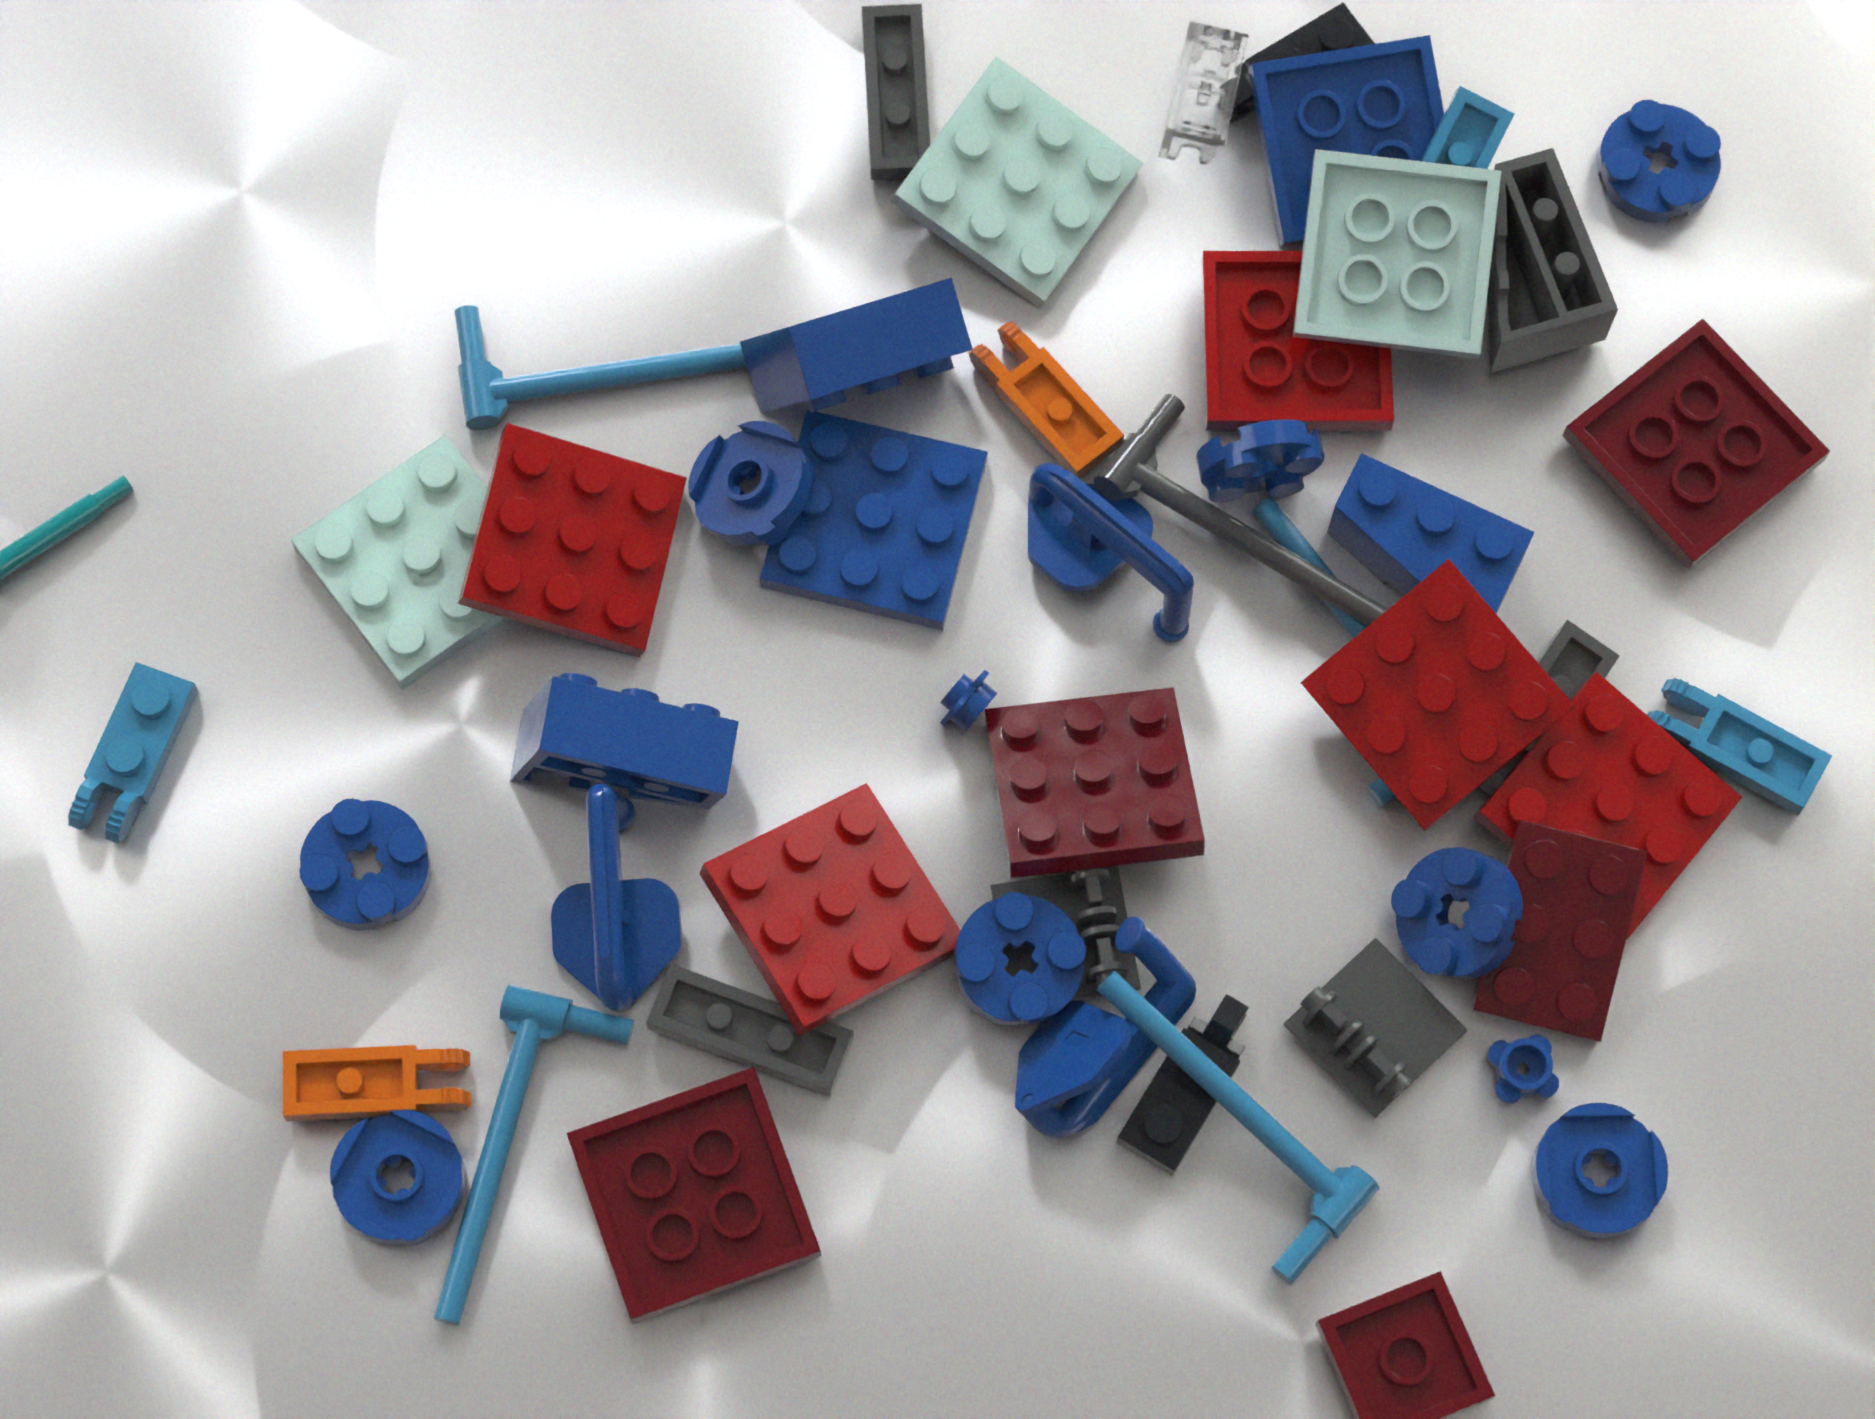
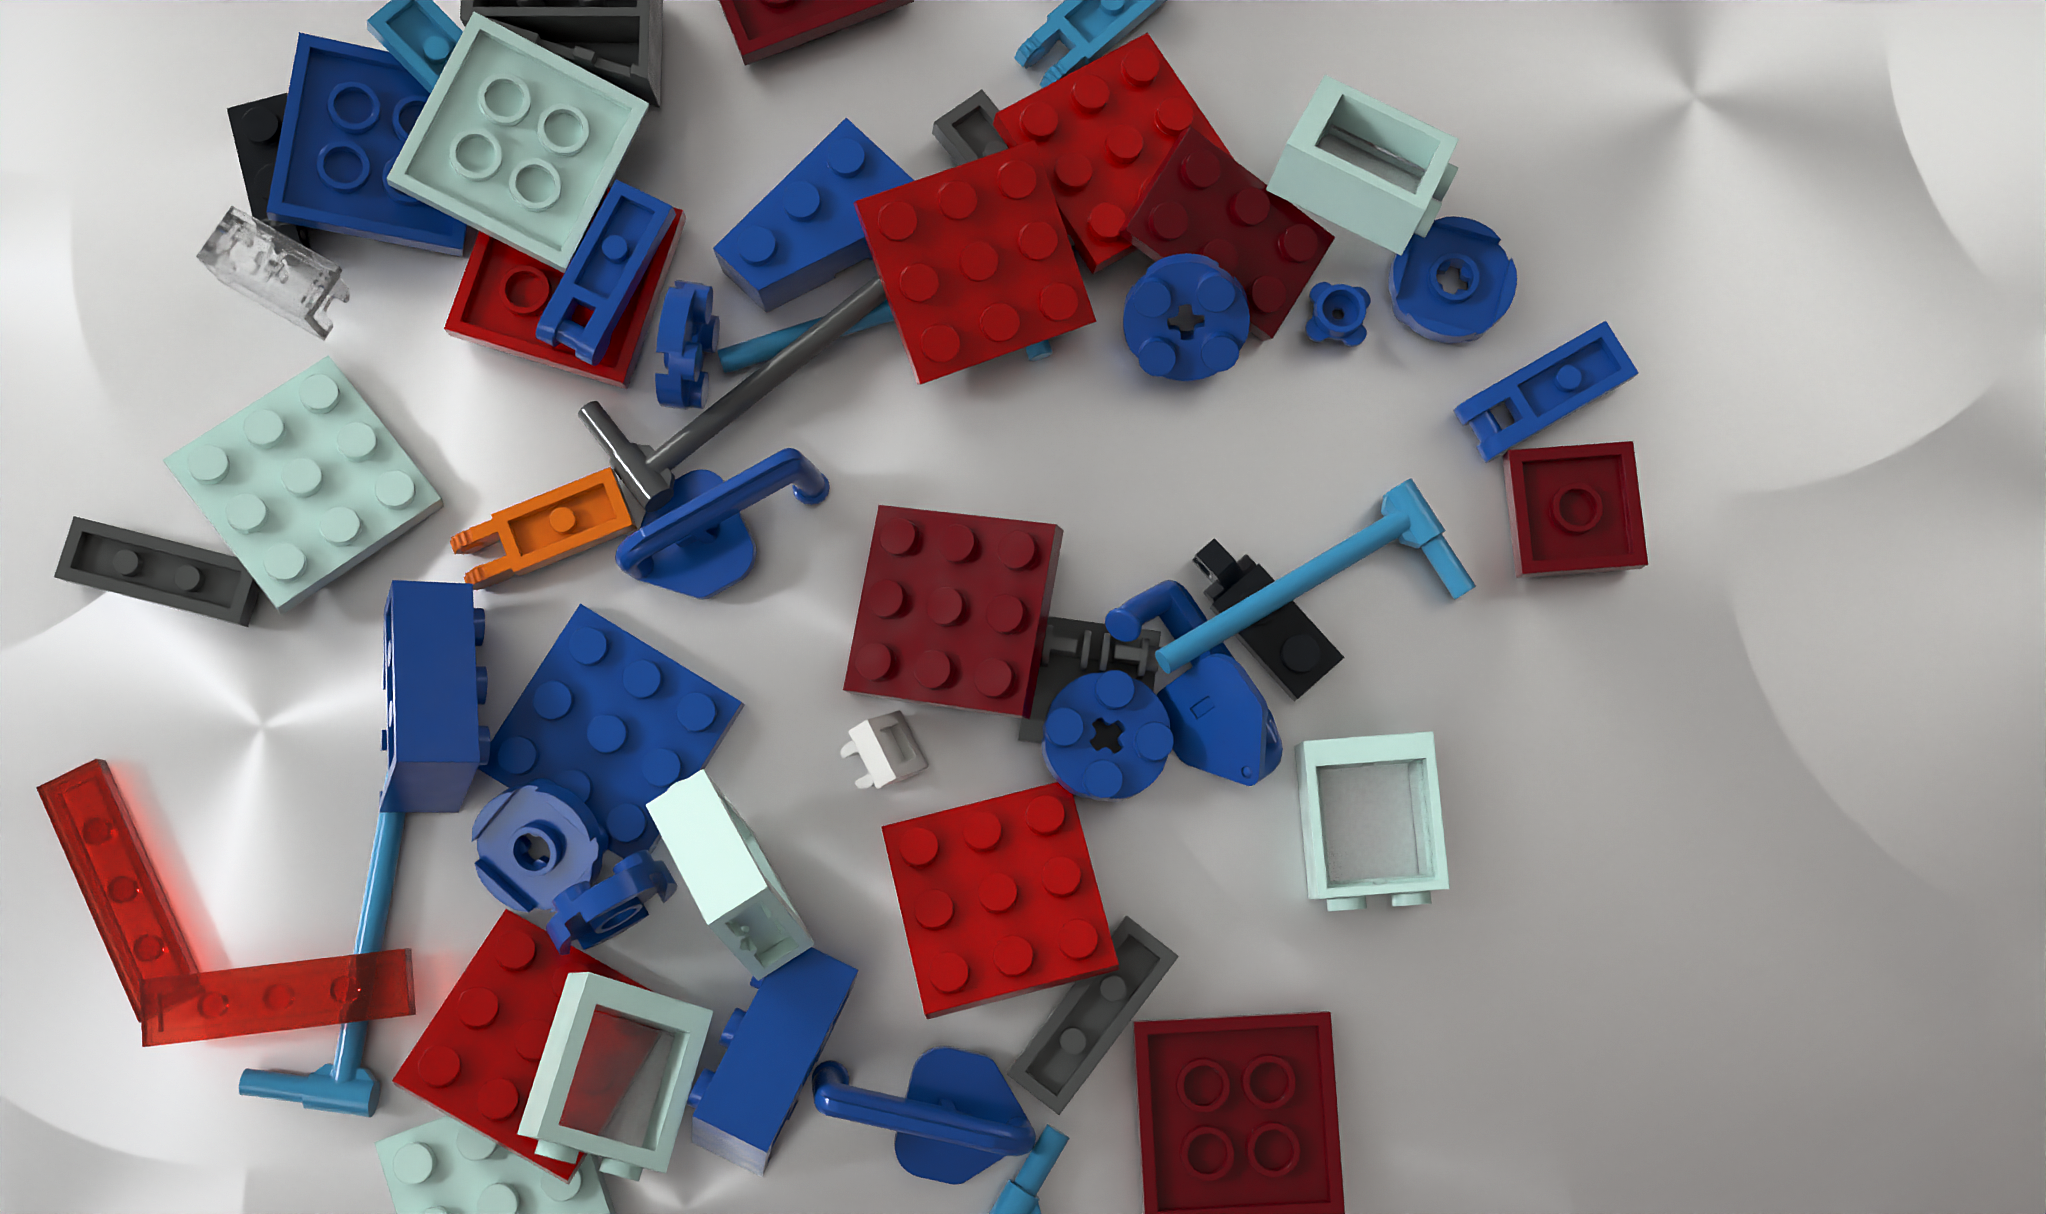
camera: 75 degrees left, 10 degrees up
(550, 312) = (277, 997): none -> clear red tile
(561, 604) = (614, 1082): none -> light aqua window
(603, 156) = (116, 877): none -> clear red tile
(718, 558) = (610, 906): none -> blue plate
(777, 647) = (729, 875): none -> light aqua window
(940, 763) = (885, 749): none -> white tile
(967, 700) = (830, 703): blue plate -> none
(1021, 1238) = (1371, 819): none -> window
(1305, 369) = (606, 271): none -> blue plate
(1375, 1027) = (1261, 431): dark grey hinge -> none
(1519, 1299) = (1547, 390): none -> blue plate
(1678, 1038) = (1371, 168): none -> light aqua window

